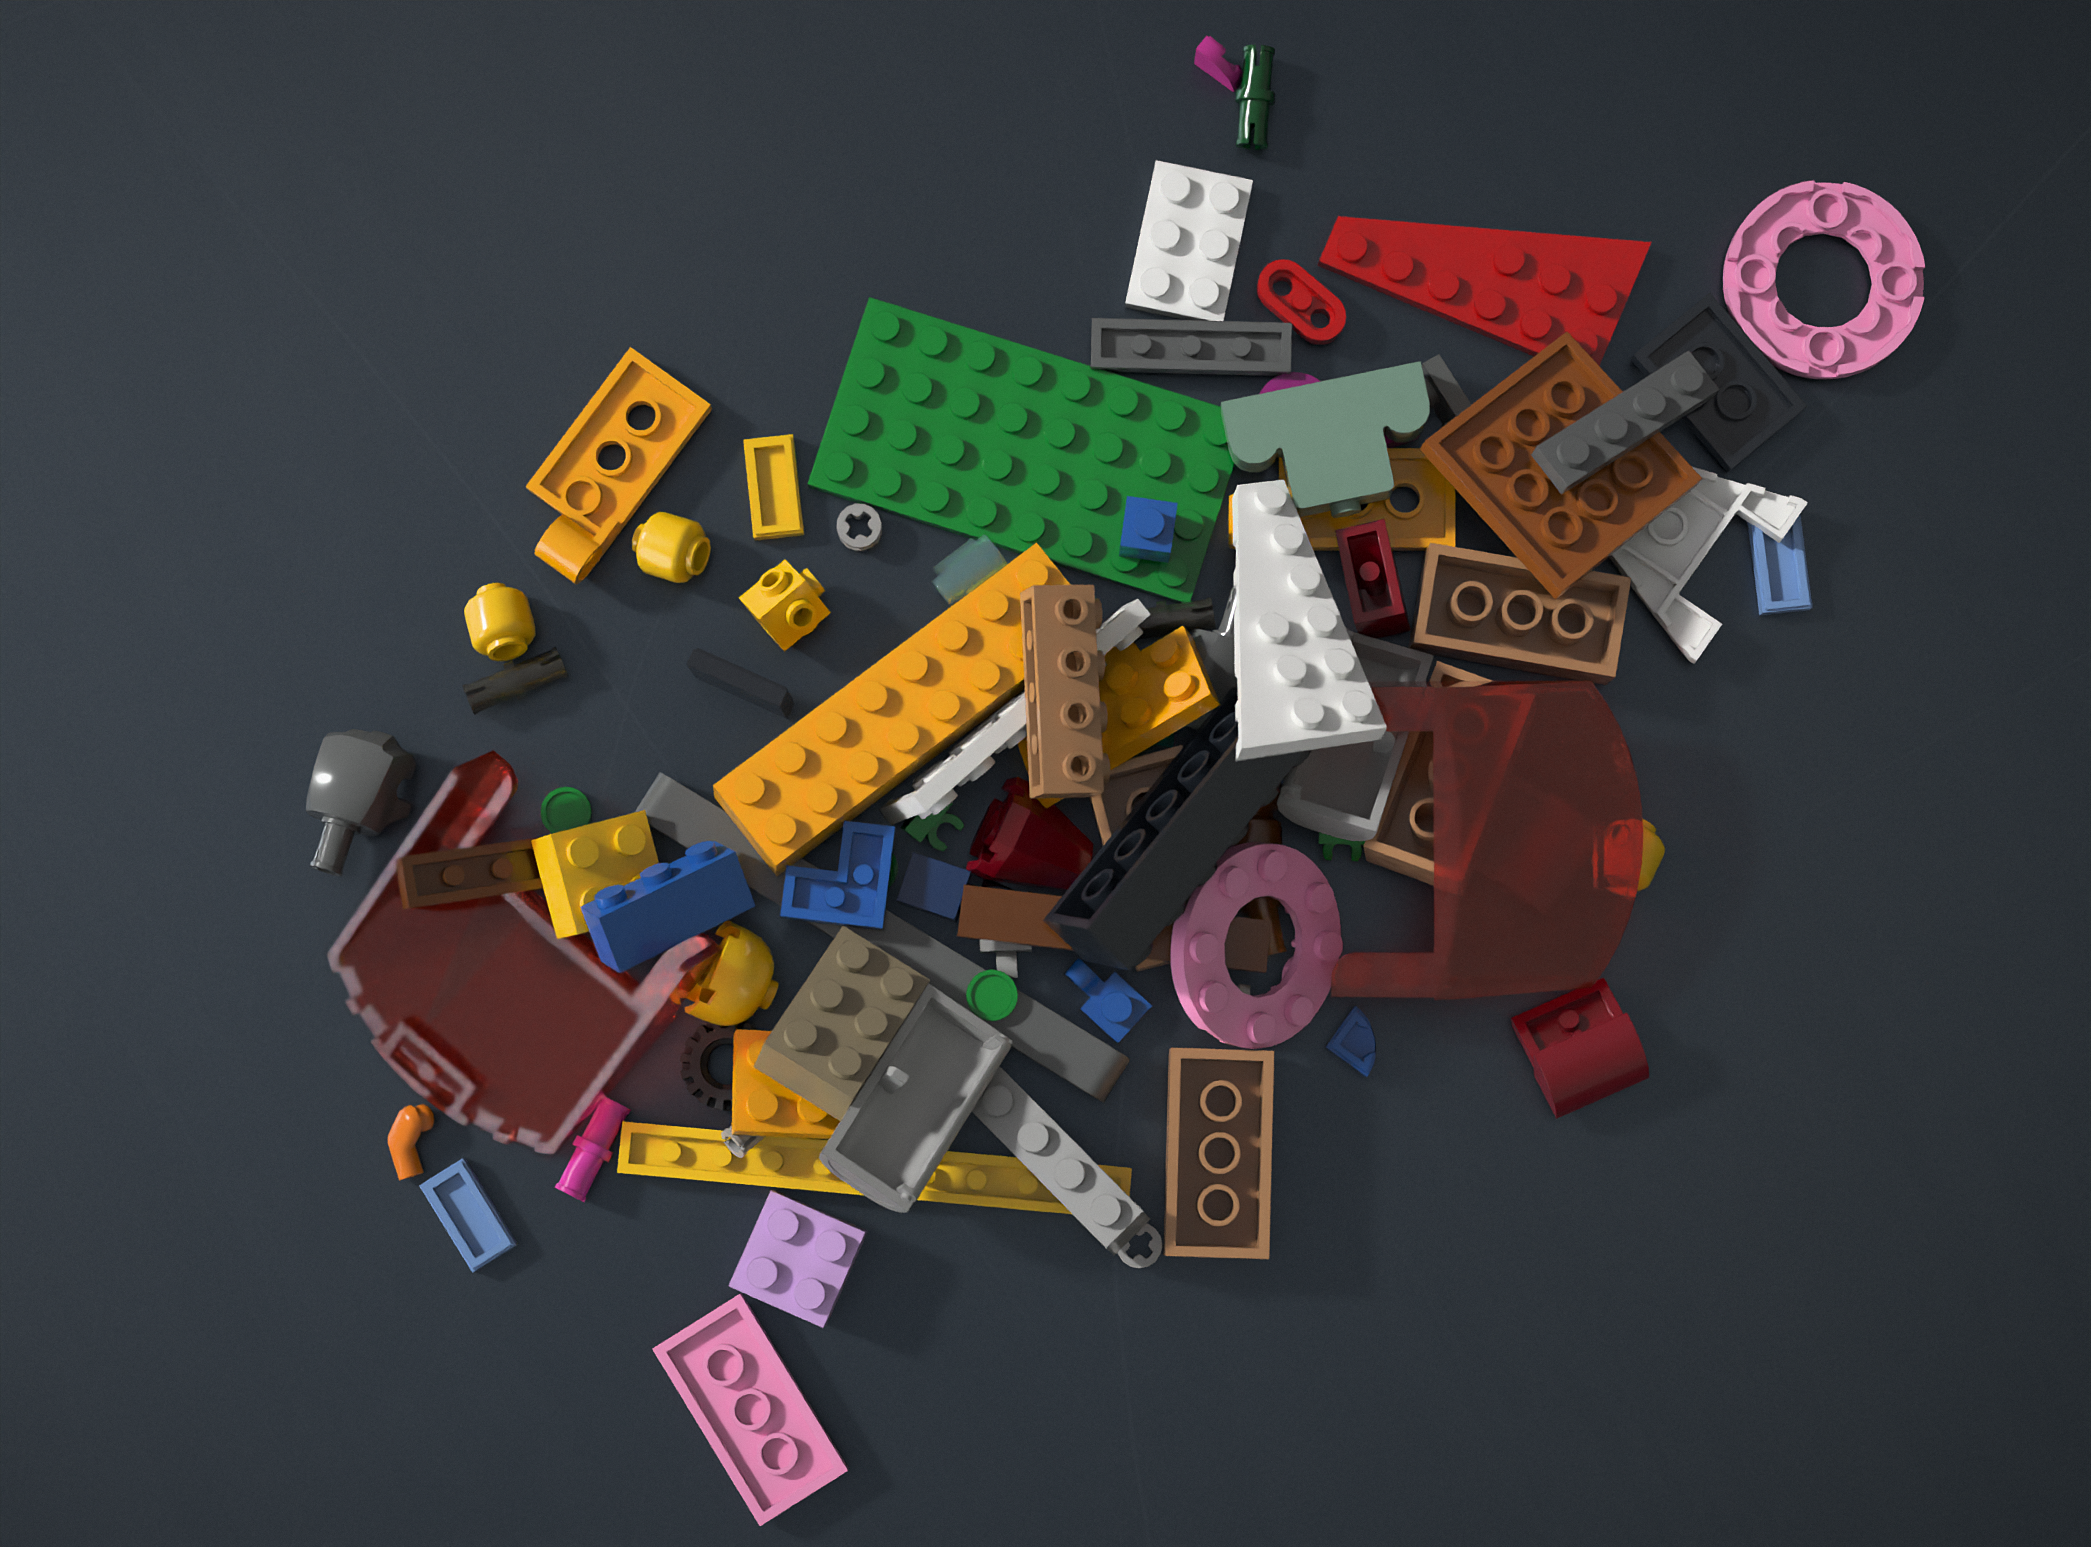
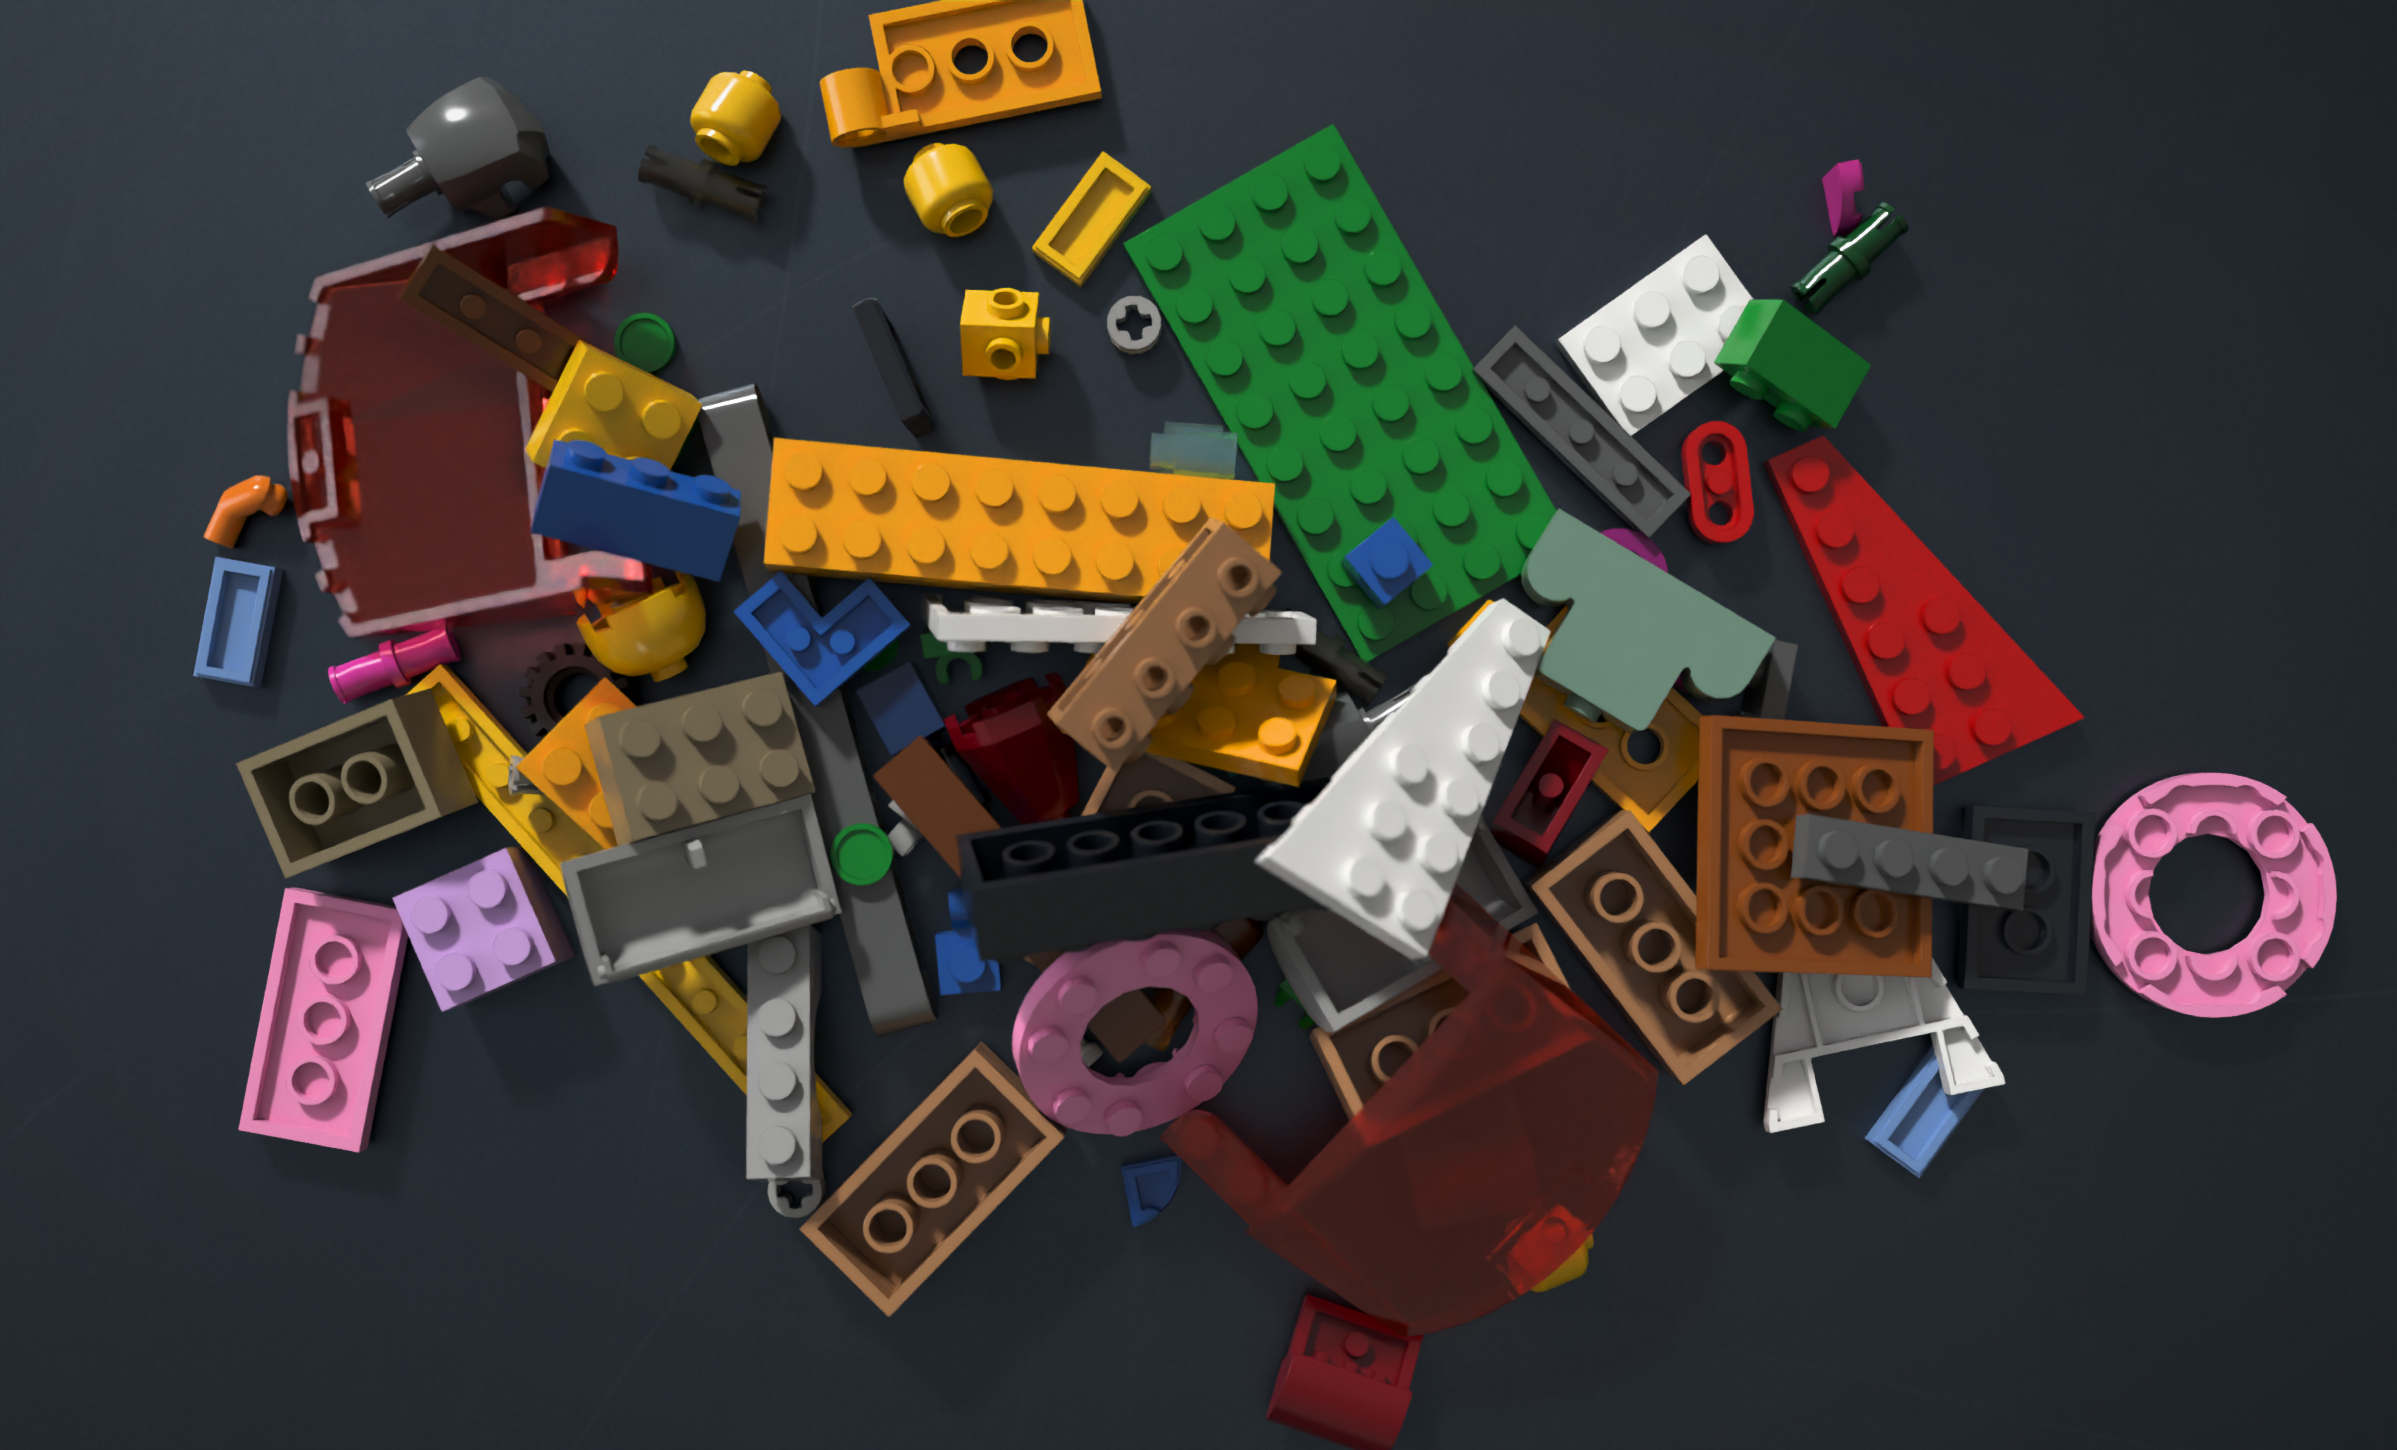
camera: 40 degrees right, 5 degrees up
(642, 1236) = (357, 782): none -> dark tan brick
(1280, 192) = (1791, 365): none -> green brick

